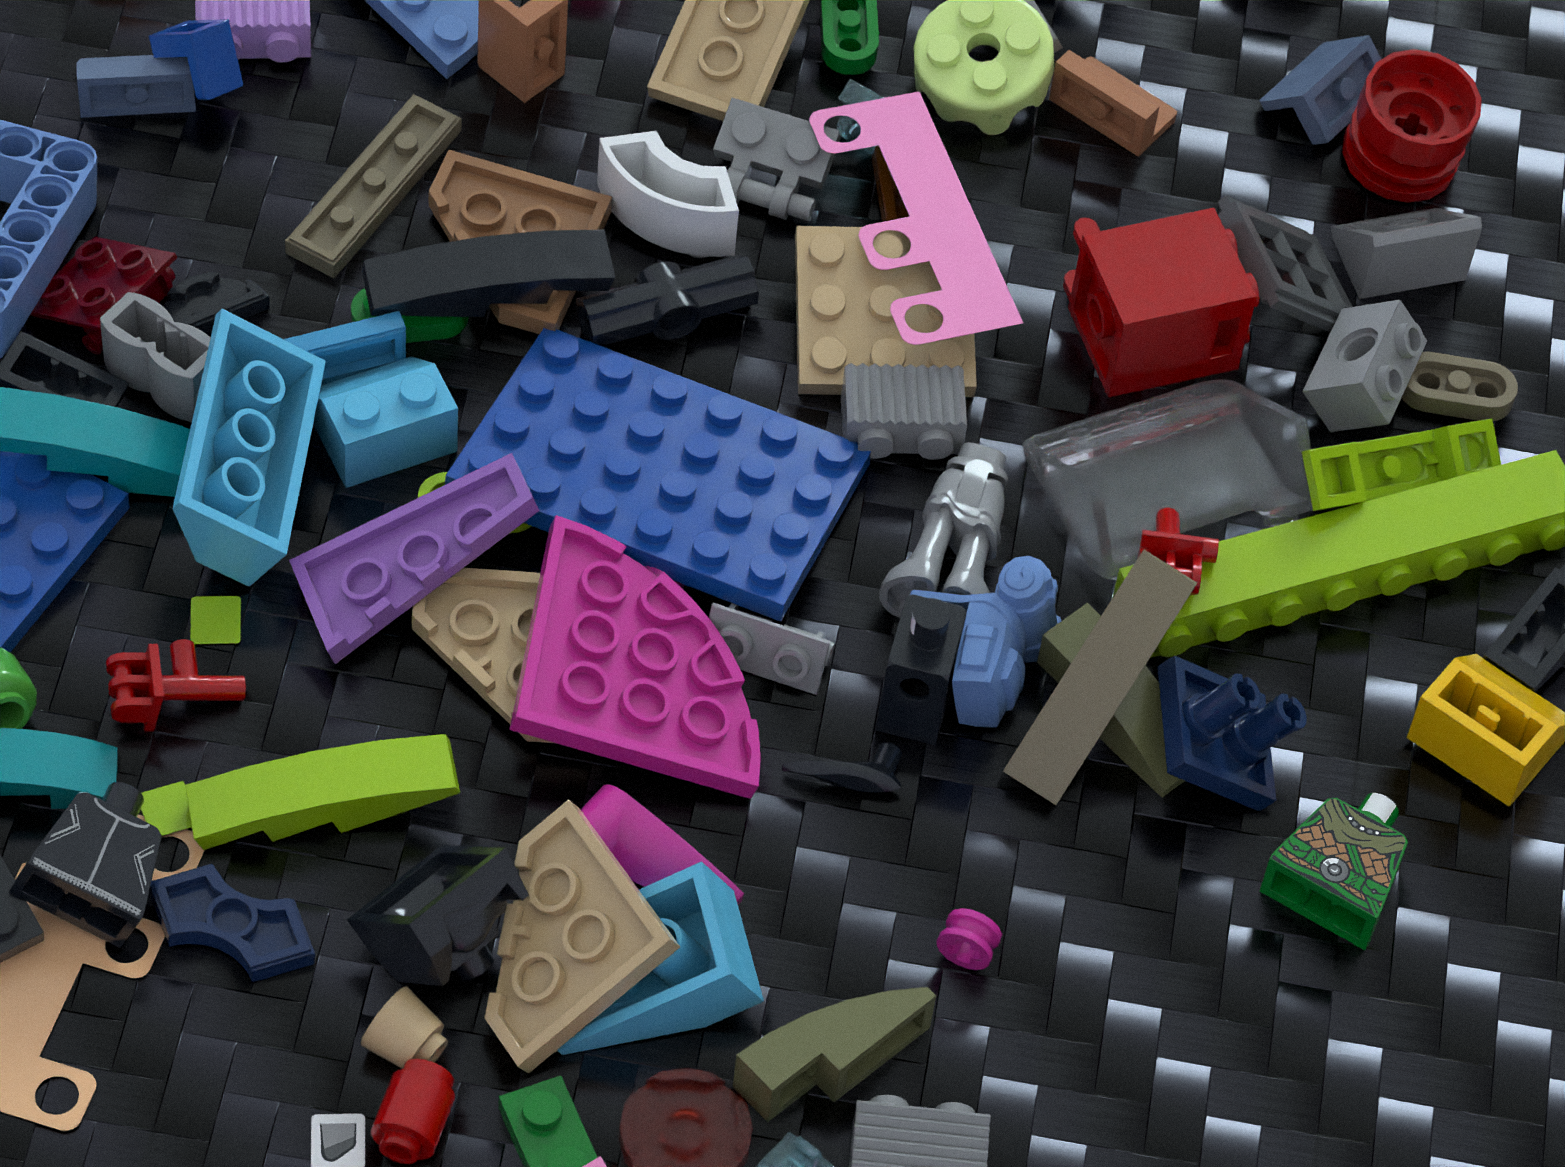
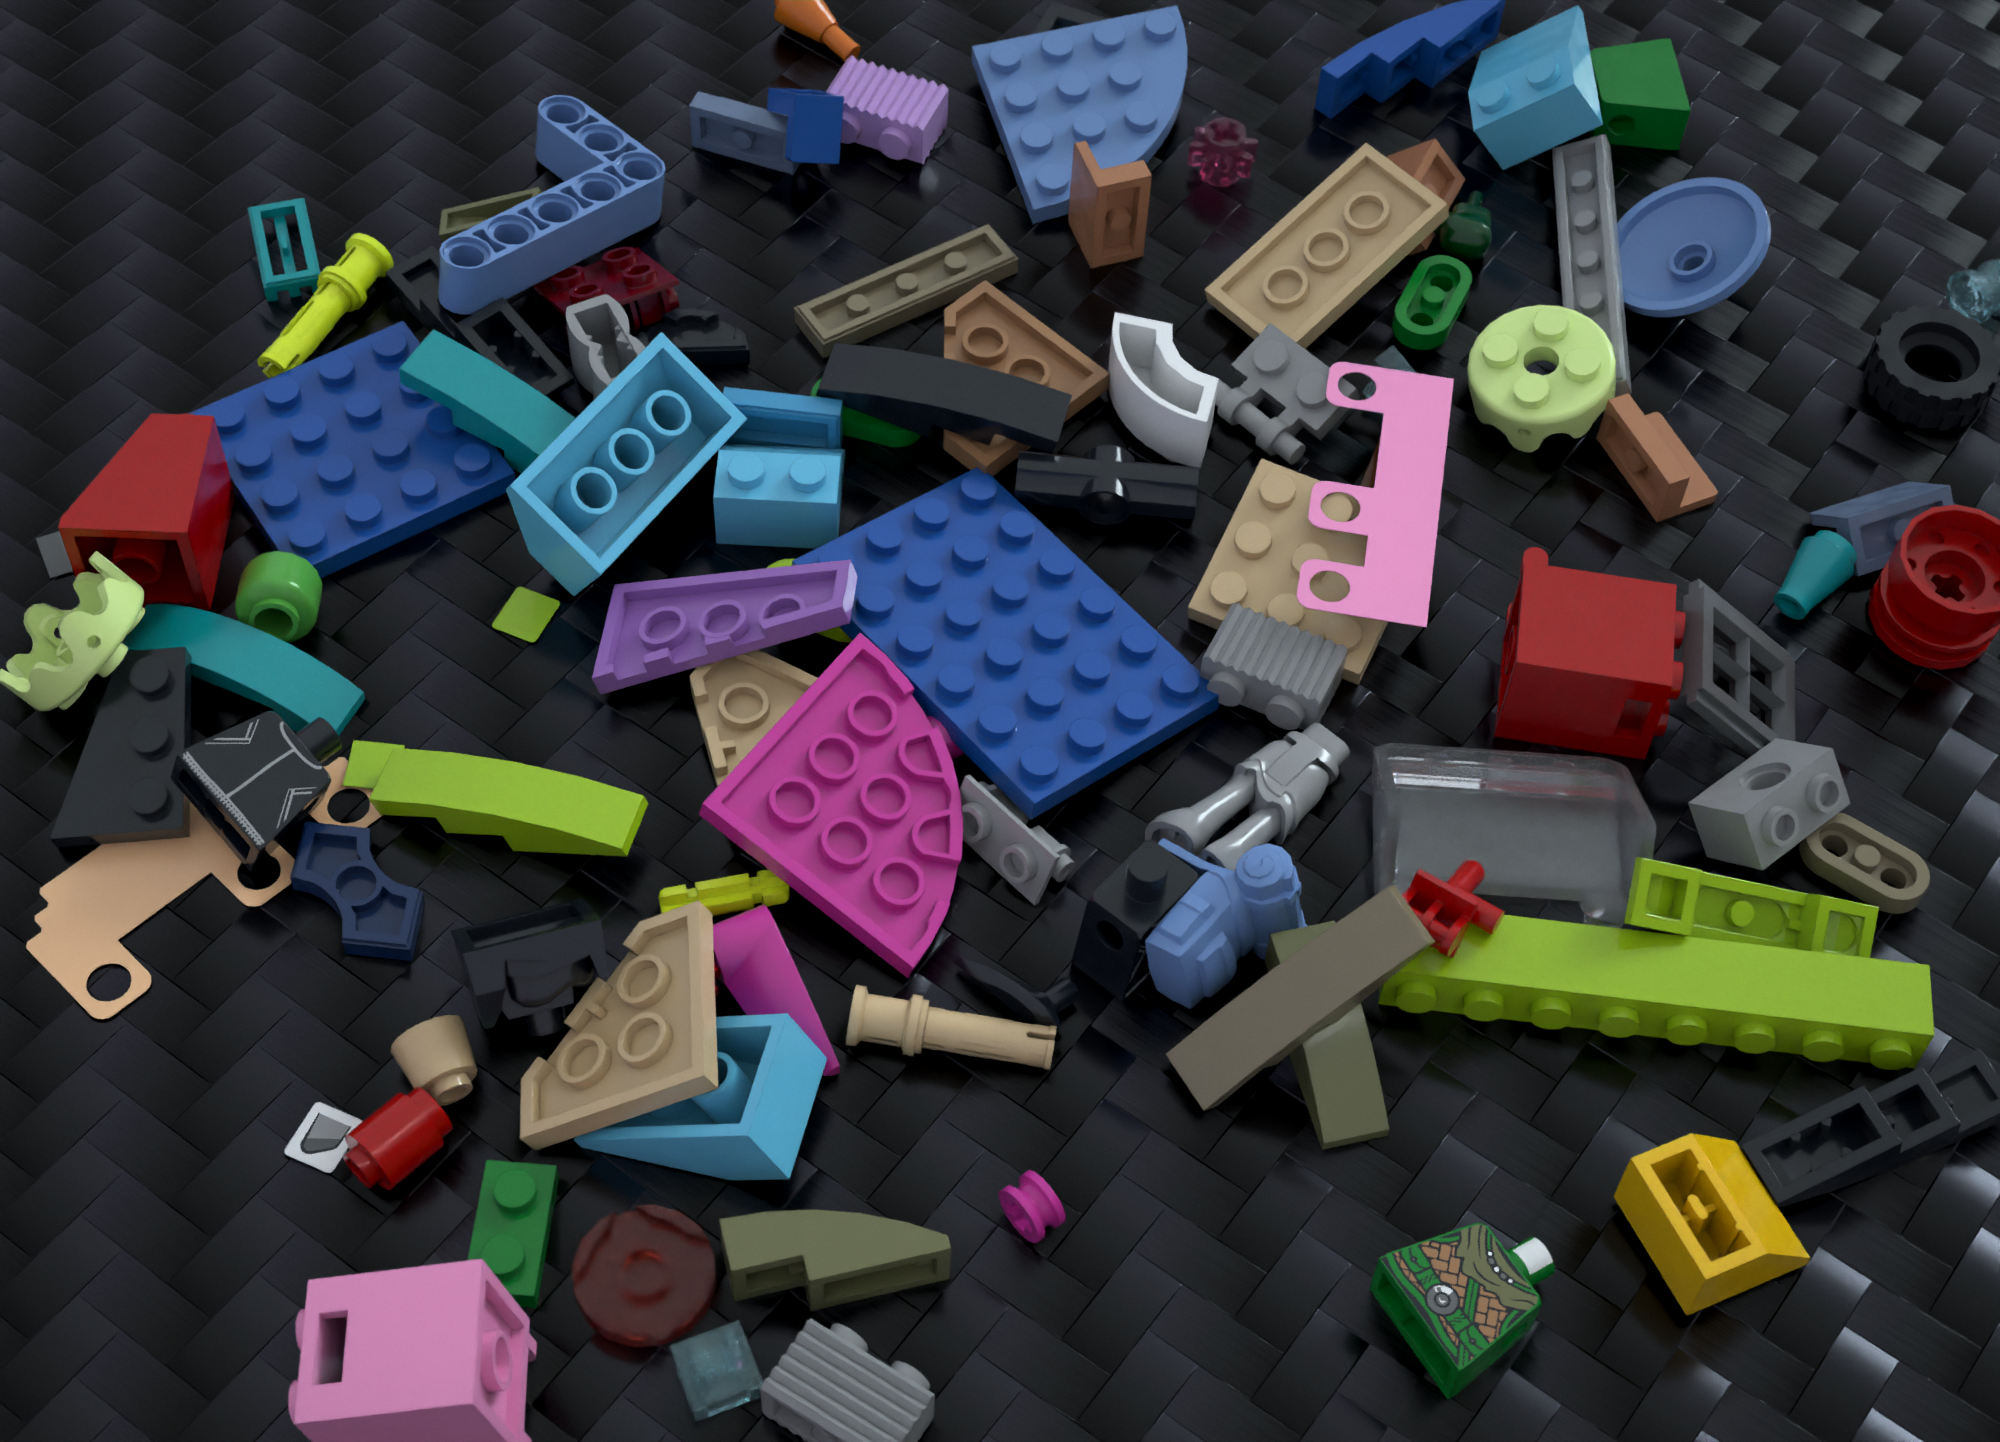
camera: 30 degrees right, 0 degrees up
(142, 687) = (412, 642): red arm -> none
(569, 783) = (728, 893): none -> neon yellow axle
(789, 833) = (917, 1026): none -> tan pin
(1223, 731) = (1405, 1108): dark blue plate -> none
(1294, 152) = (1816, 572): none -> teal cone
(1407, 250) = (1883, 710): light grey slope -> none

